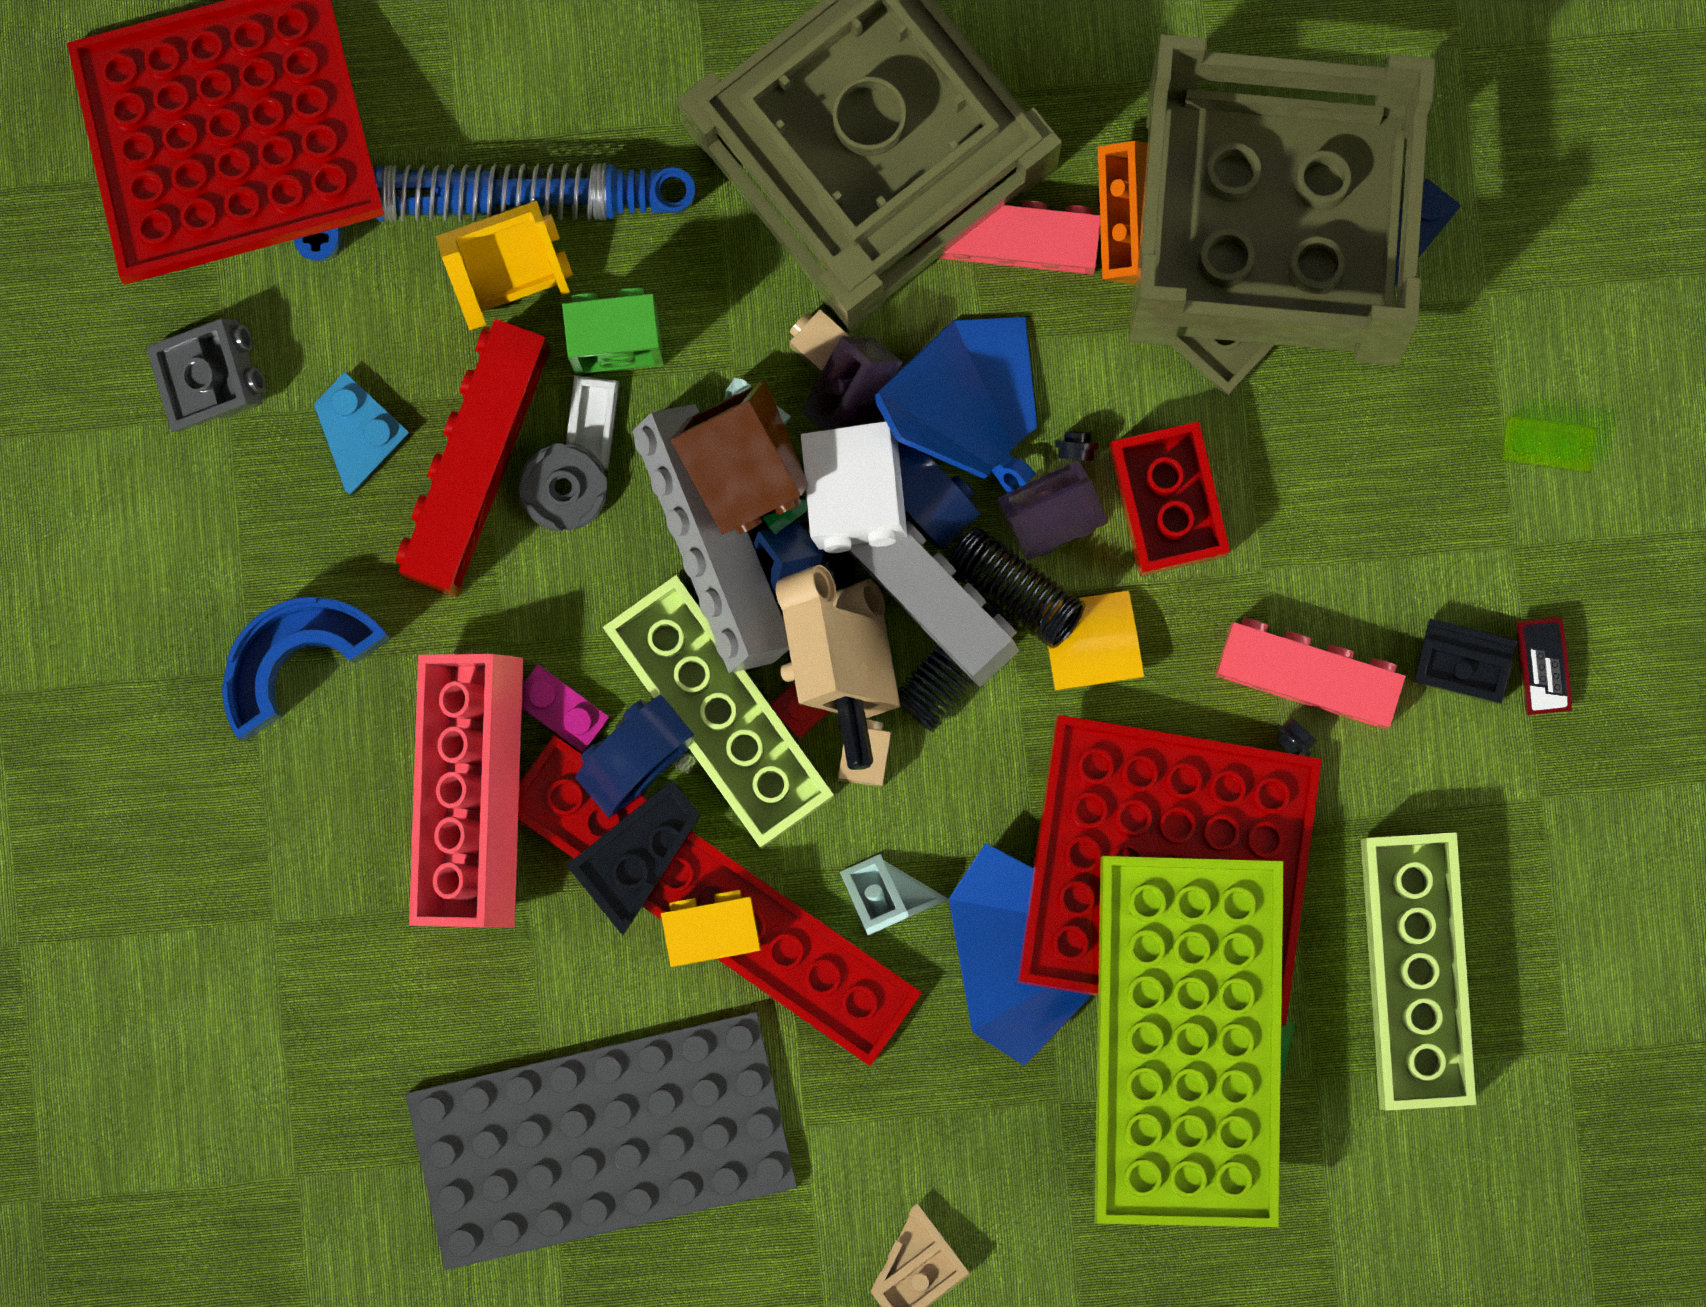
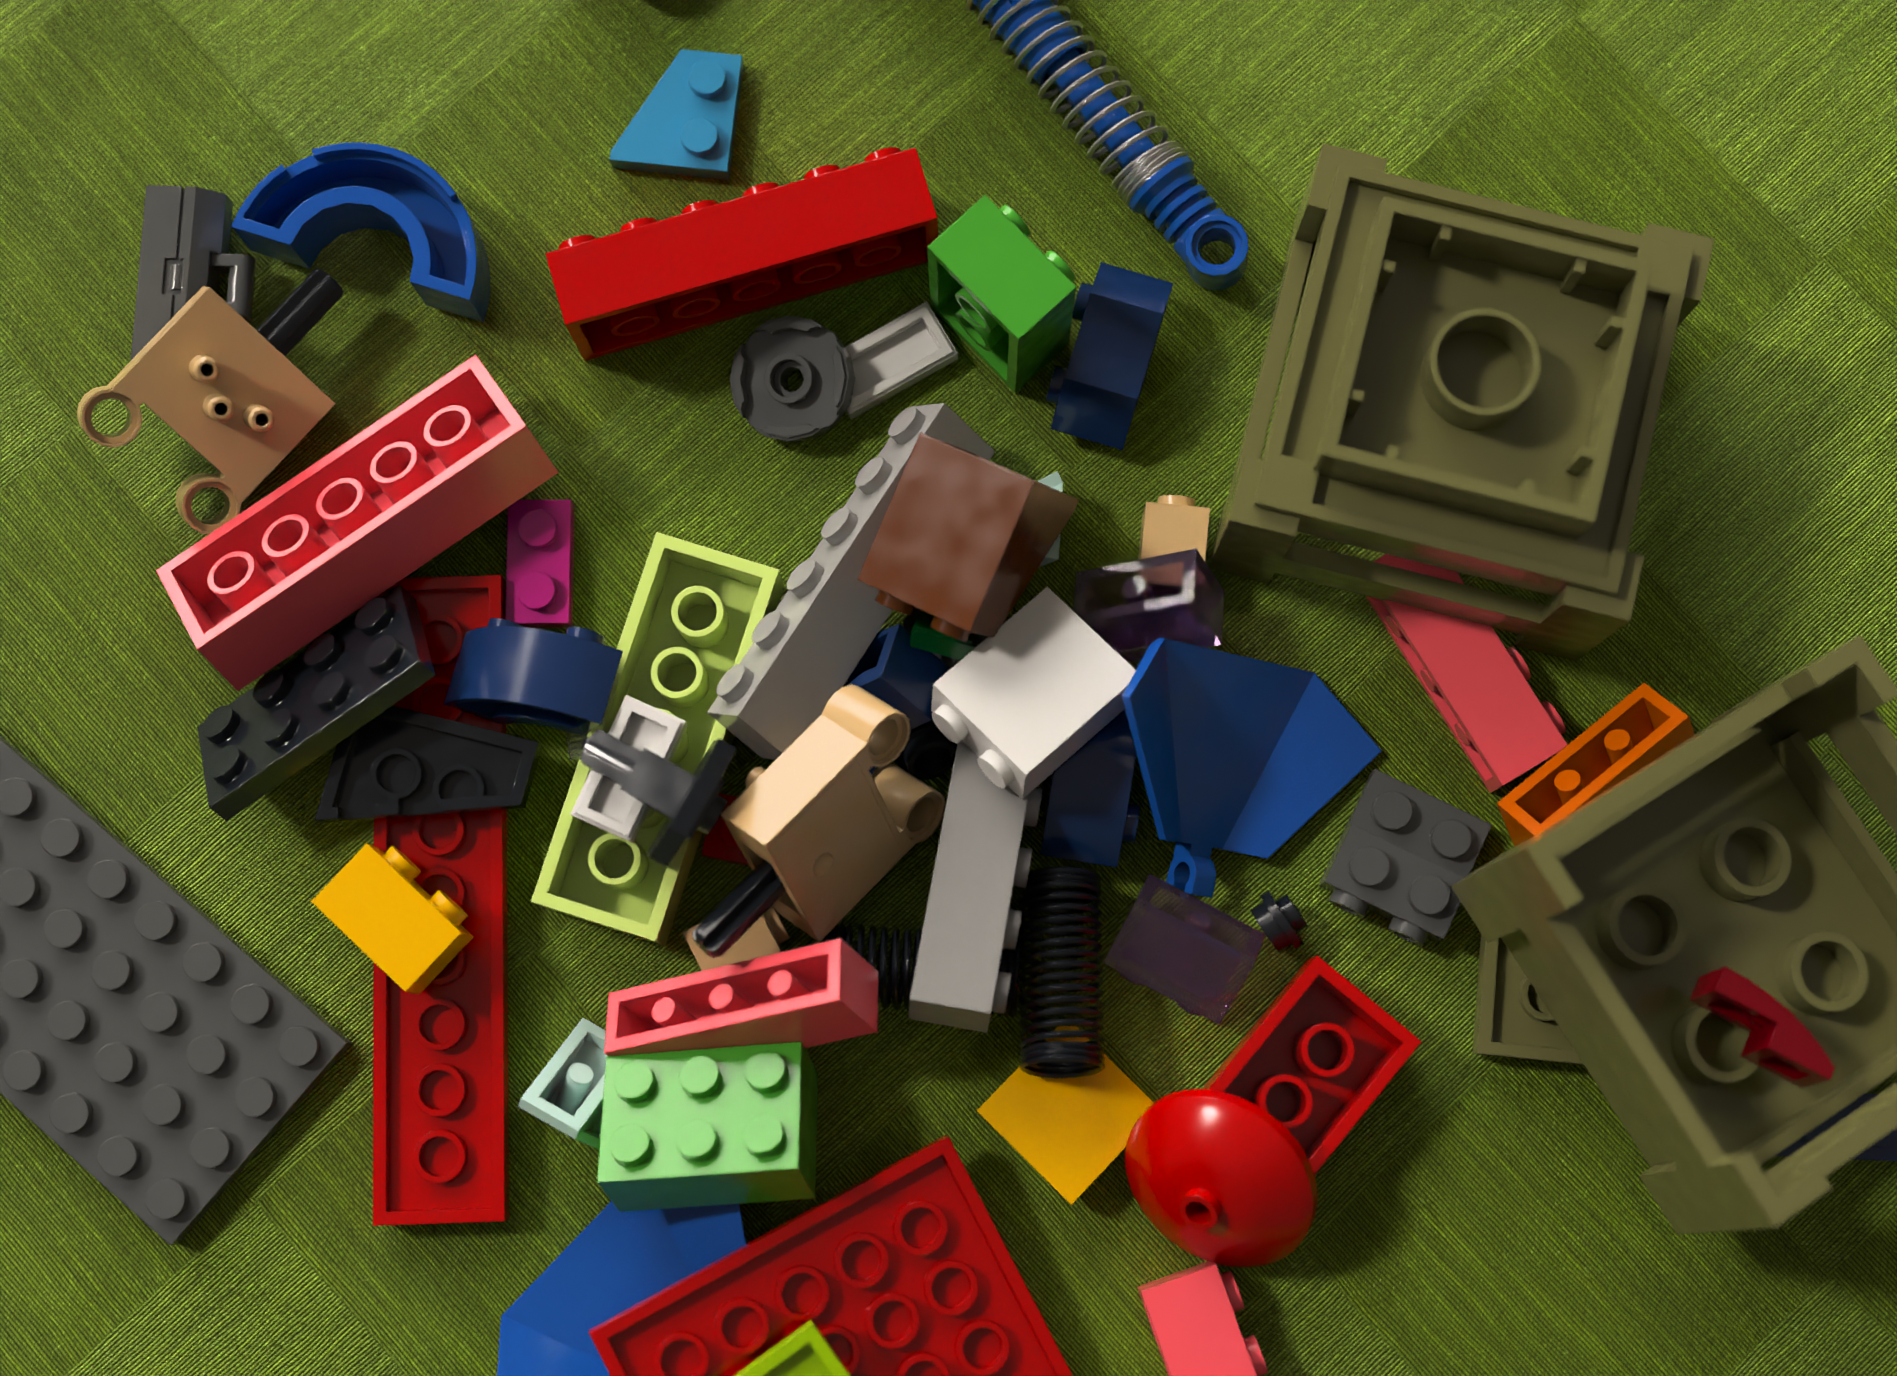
camera: 55 degrees right, 5 degrees down
(255, 809) = (181, 251): none -> dark grey piece
(332, 815) = (224, 391): none -> tan piece
(503, 260) = (991, 122): yellow panel -> none
(554, 888) = (314, 702): none -> black plate
(687, 295) = (1110, 355): none -> dark blue brick
(728, 739) = (602, 800): none -> white tile
(773, 718) = (684, 798): none -> black piece
(908, 775) = (783, 997): none -> coral brick
(957, 839) = (709, 1127): none -> brick
(1093, 351) = (1403, 858): none -> dark grey plate
(1189, 570) = (1221, 1178): none -> red dish
(1336, 236) = (1775, 1037): none -> dark red slope

